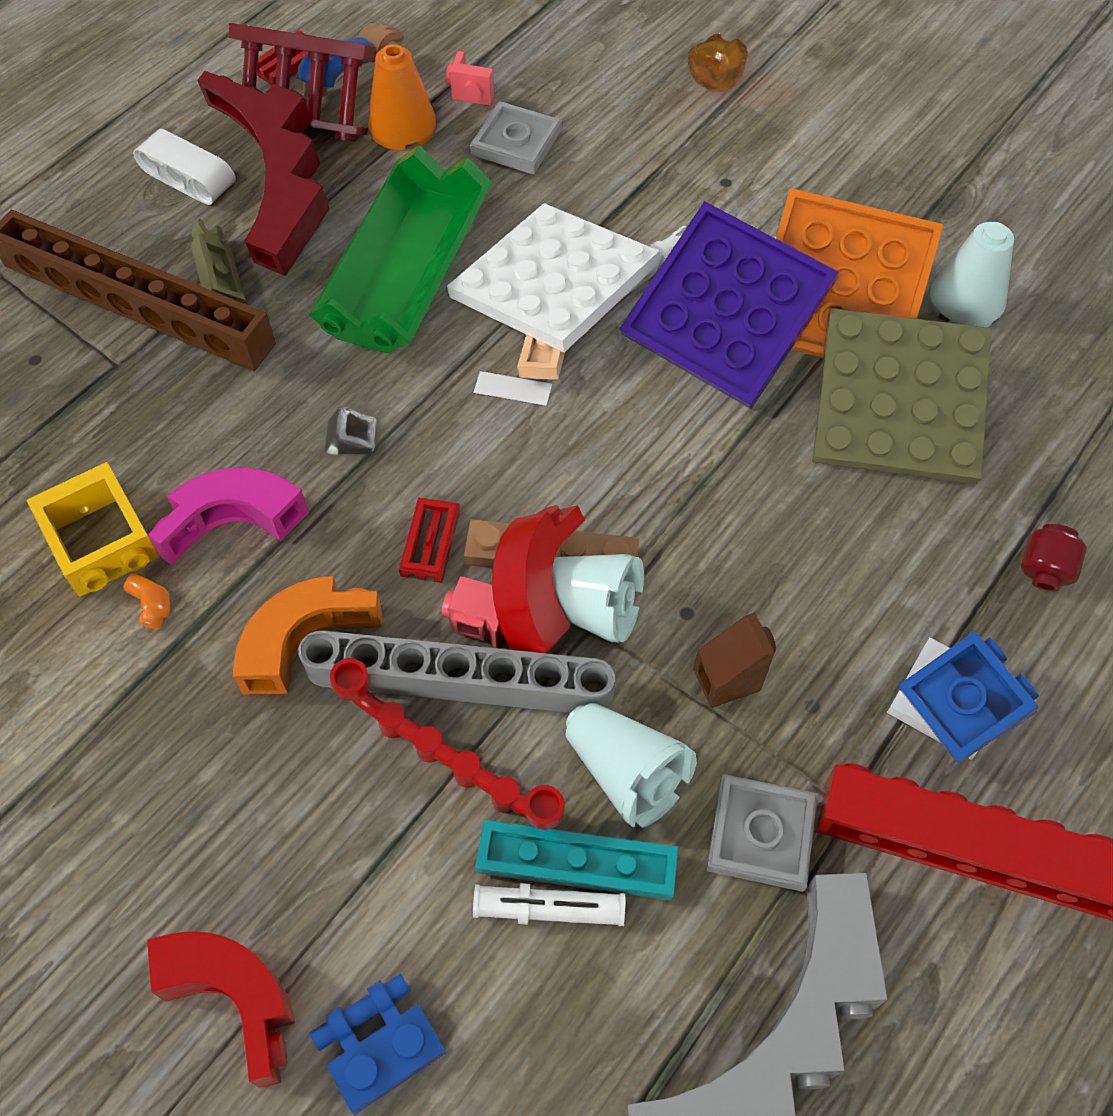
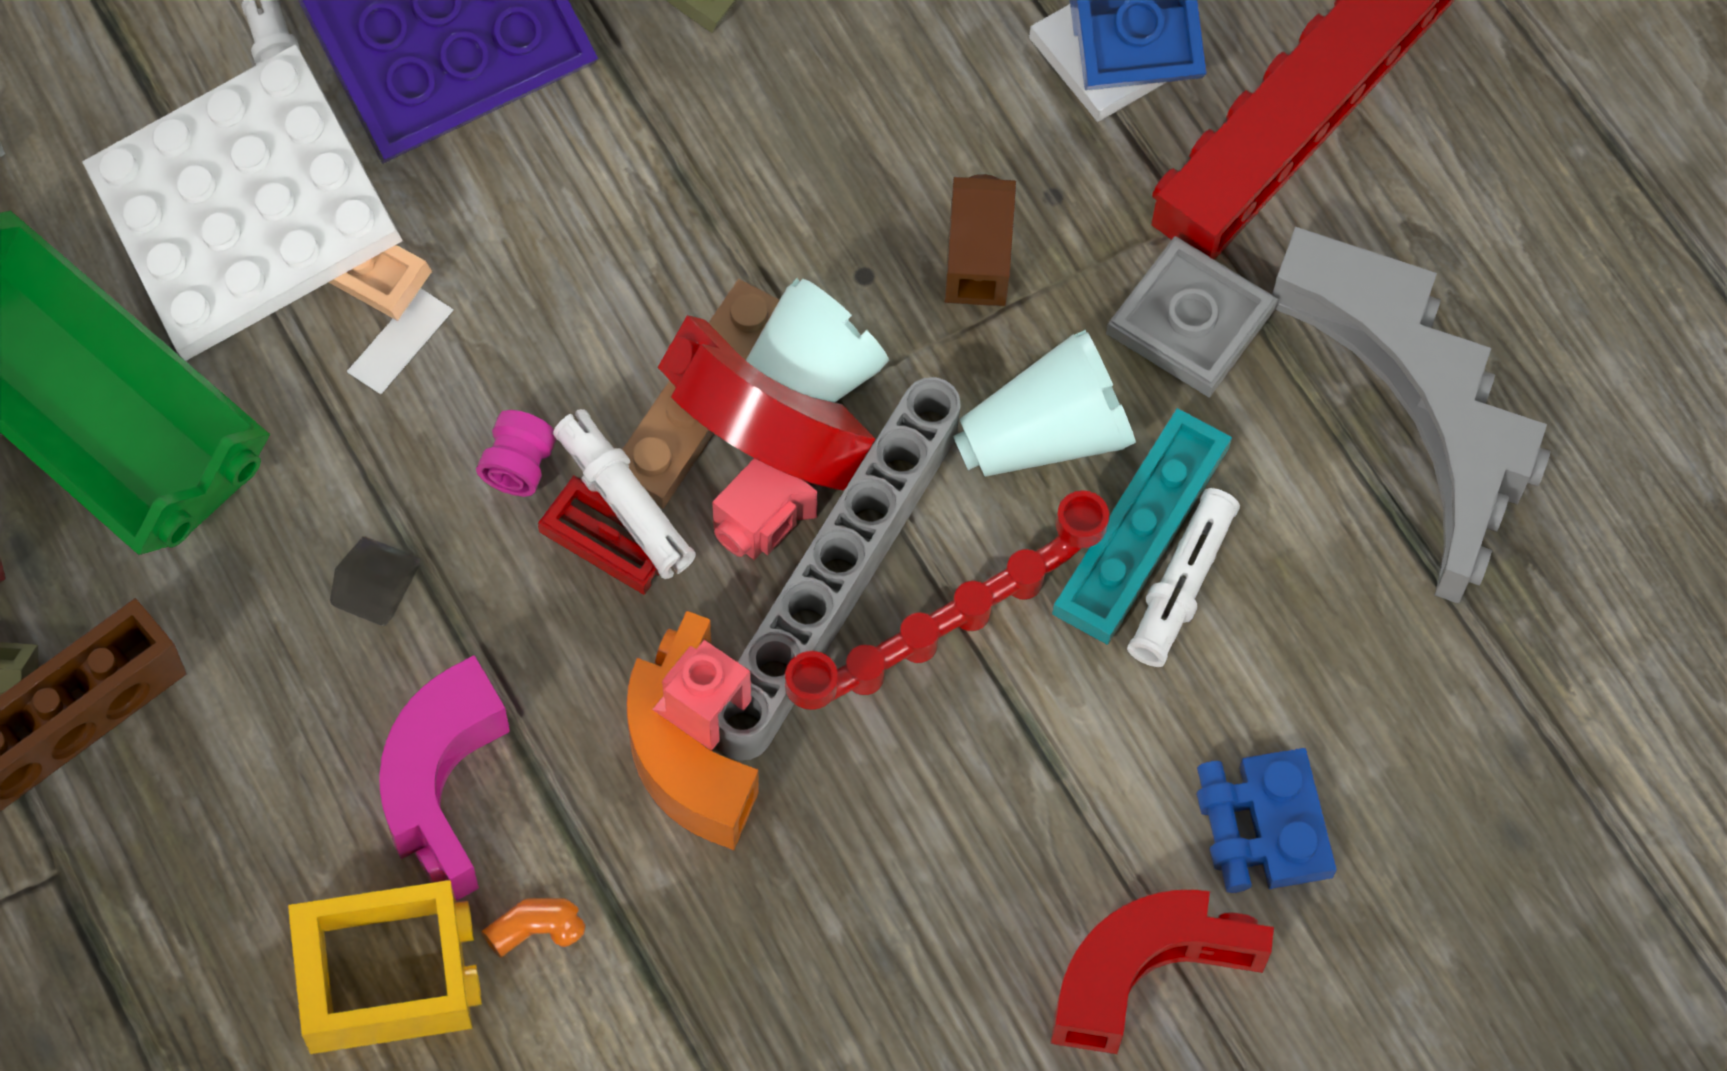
camera: 70 degrees left, 5 degrees up
(309, 608) = (700, 689): none -> coral window
(456, 466) = (516, 453): none -> dark pink wheel
(460, 515) = (609, 474): none -> white pin

